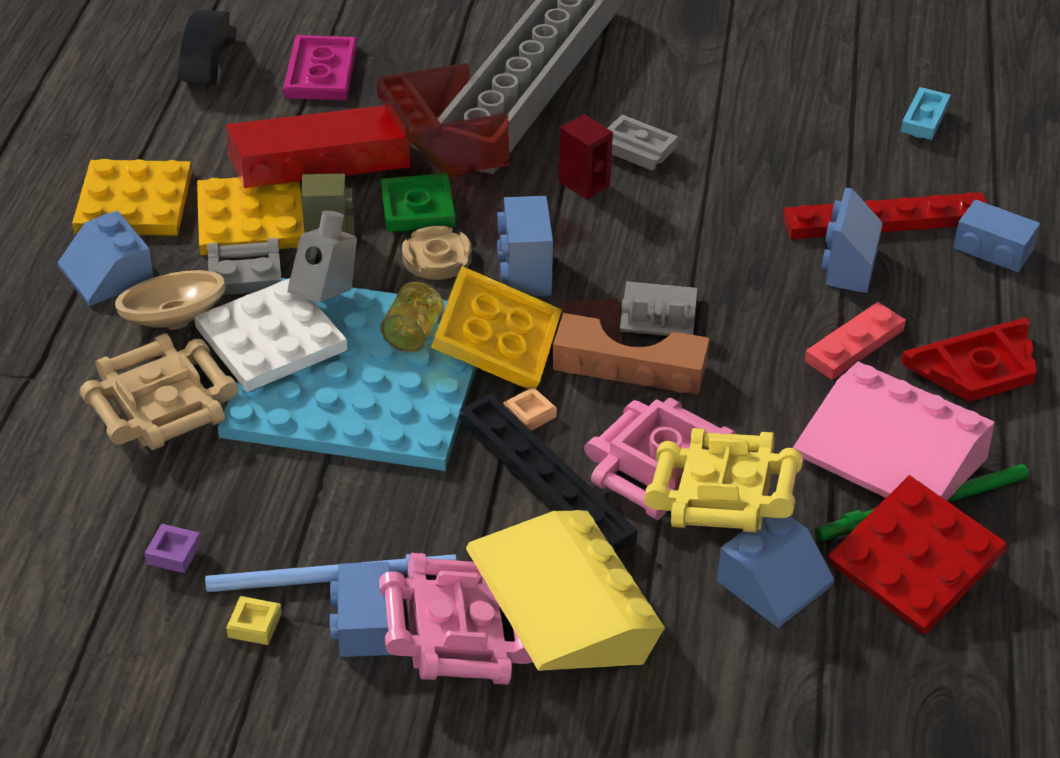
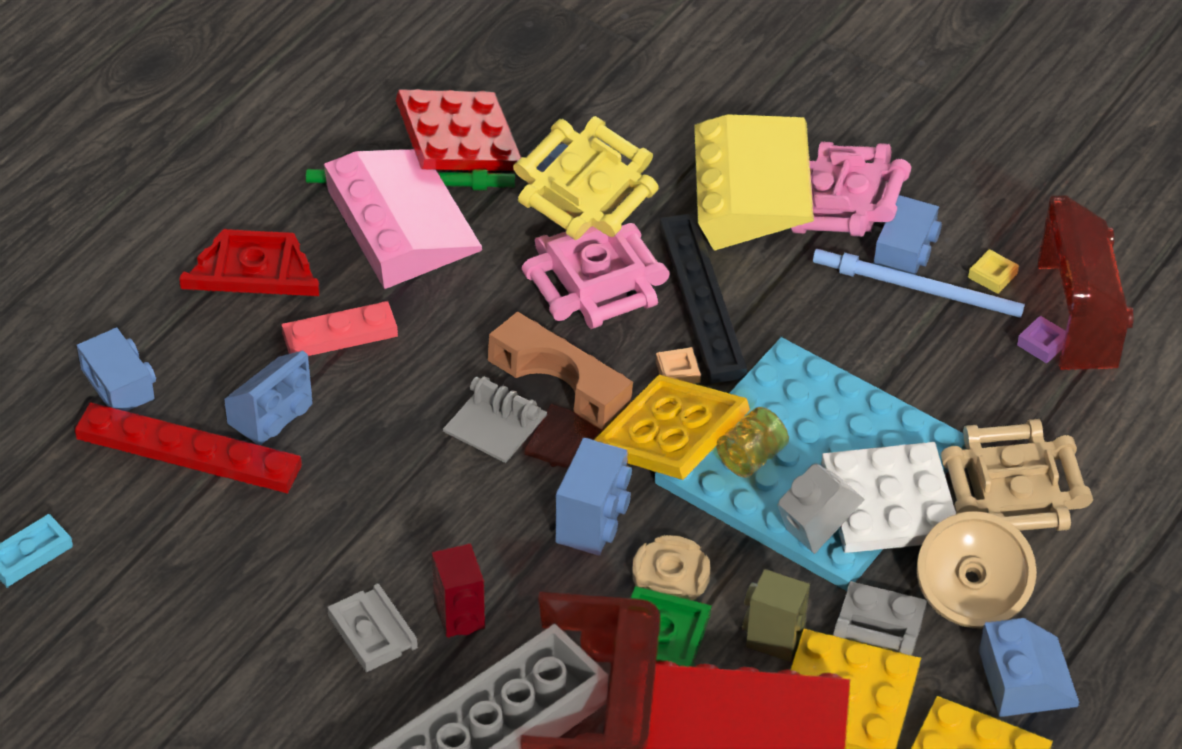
camera: 155 degrees left, 5 degrees up
(147, 574) = (1098, 313): none -> clear red windscreen

